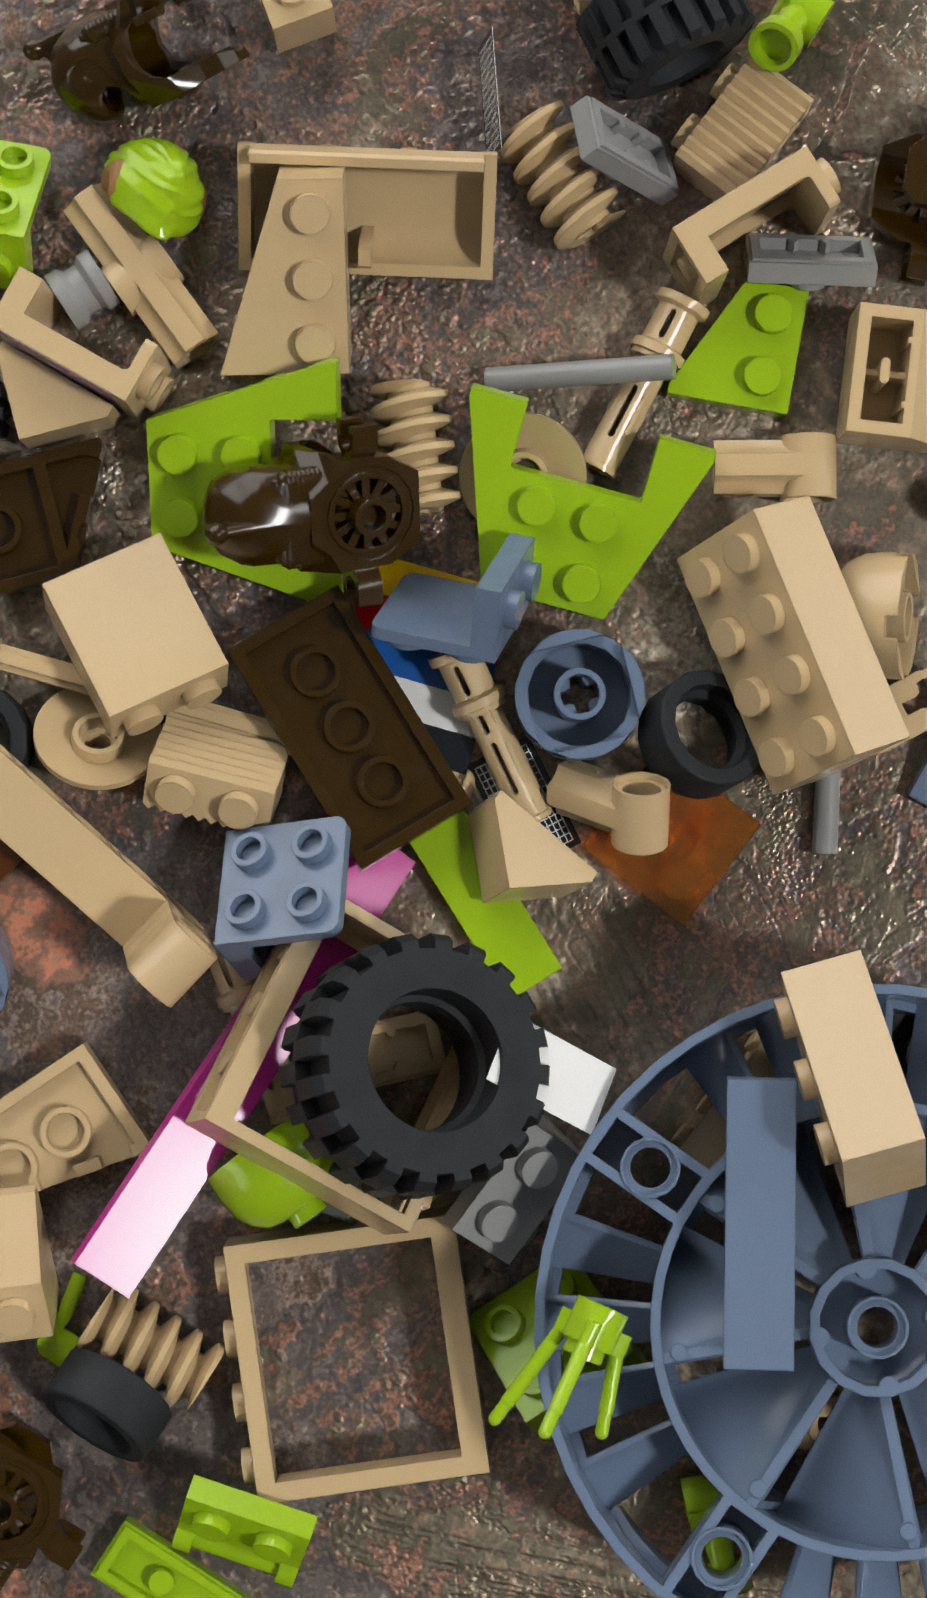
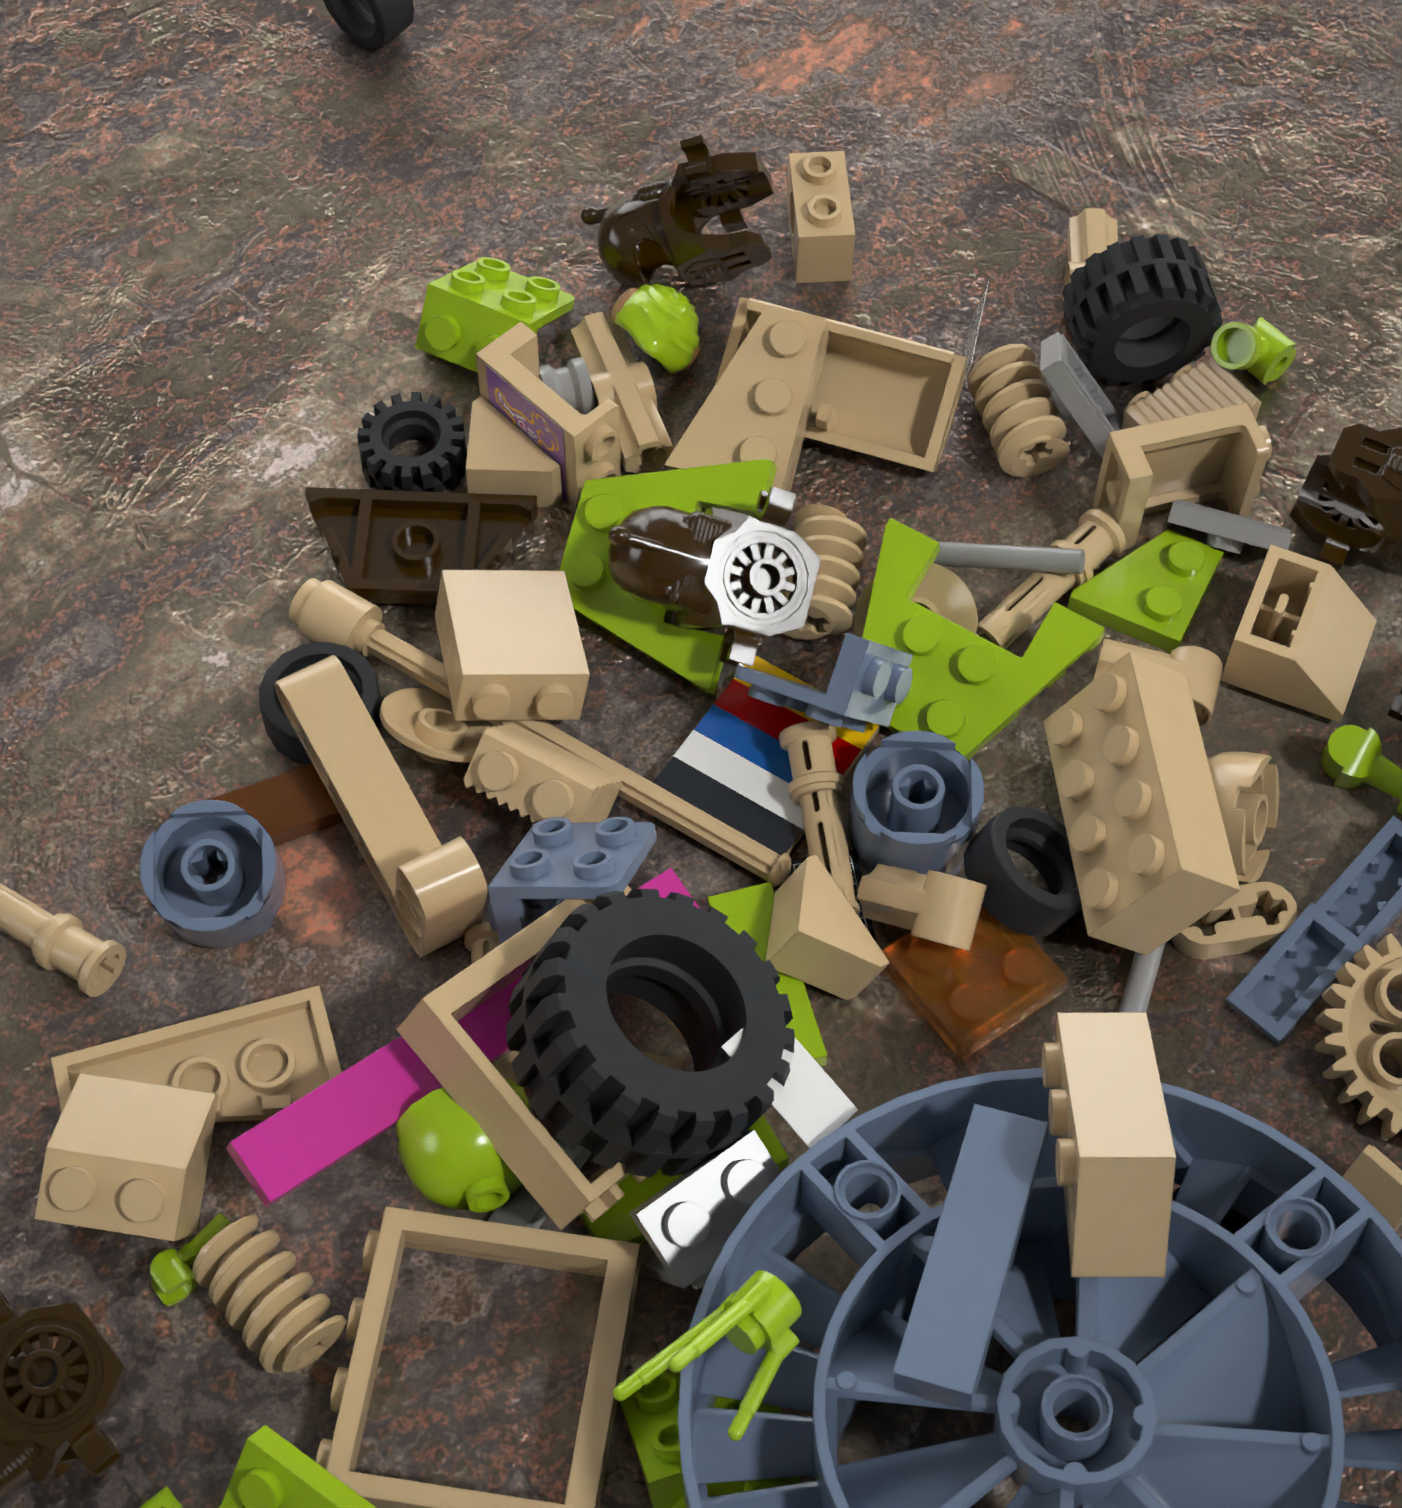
camera: 15 degrees right, 30 degrees down
(107, 1405) = (229, 1323): black tyre -> none
(349, 727) = (686, 773): dark brown plate -> none

